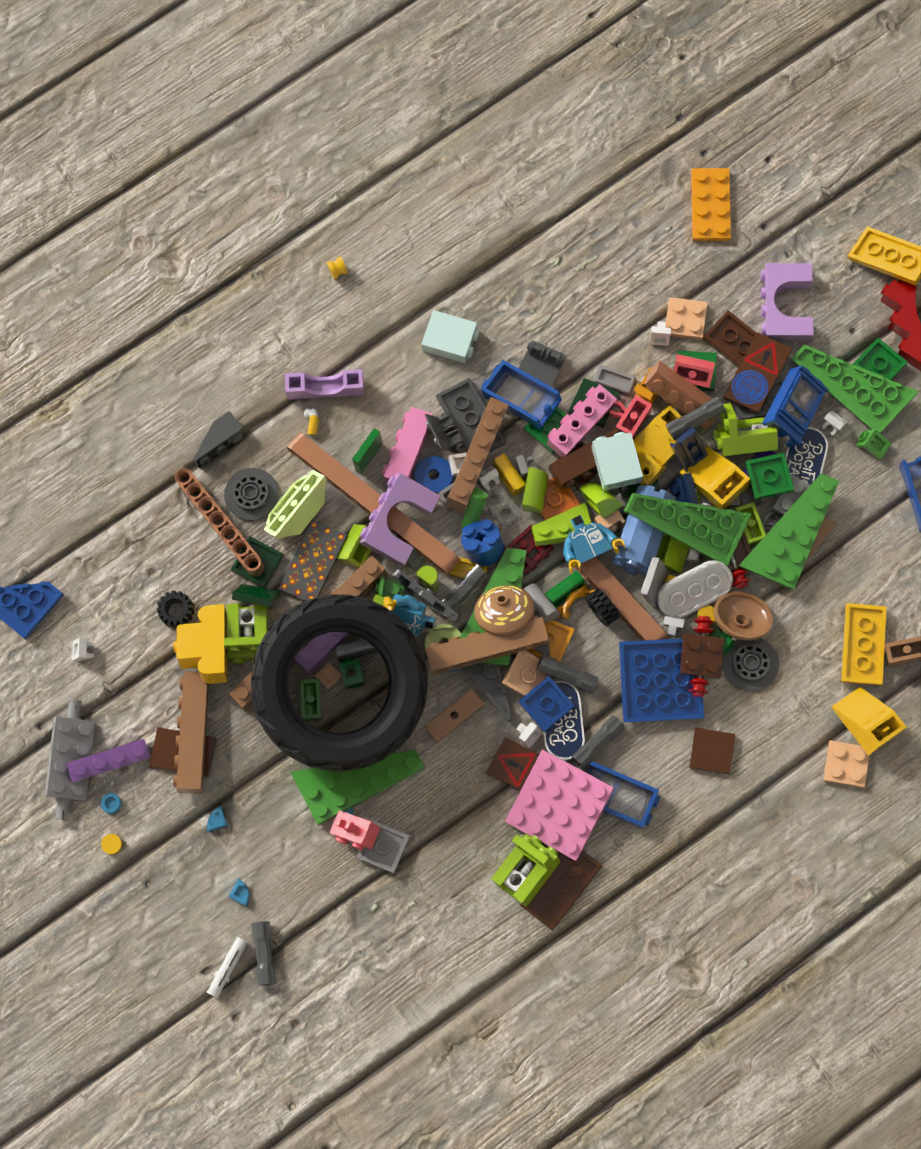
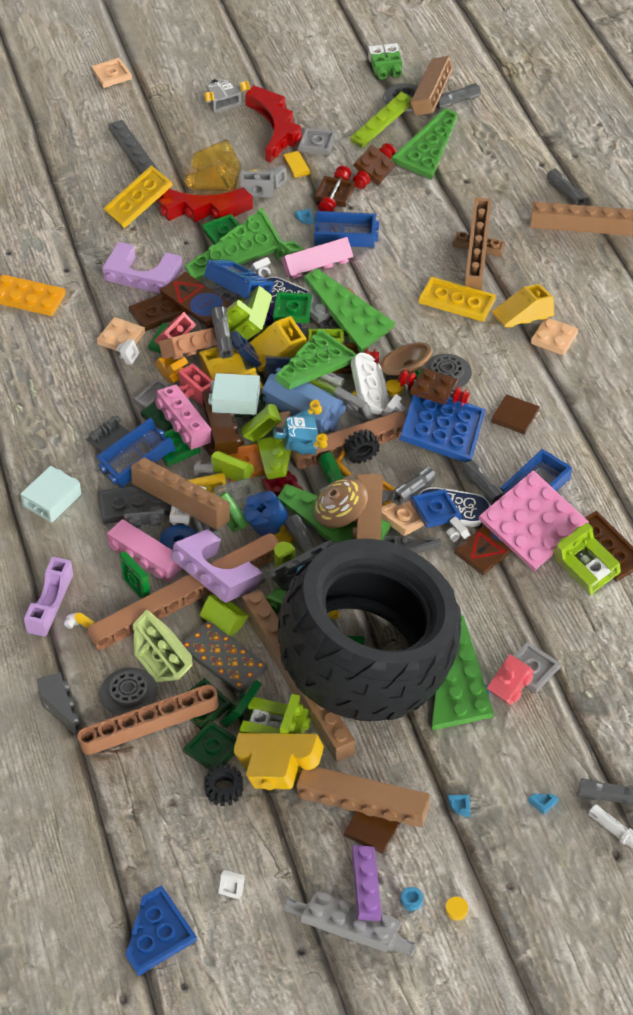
camera: 80 degrees left, 25 degrees down
(214, 585) = (211, 746): none -> dark green tile
(868, 475) = (316, 257): none -> bright pink brick

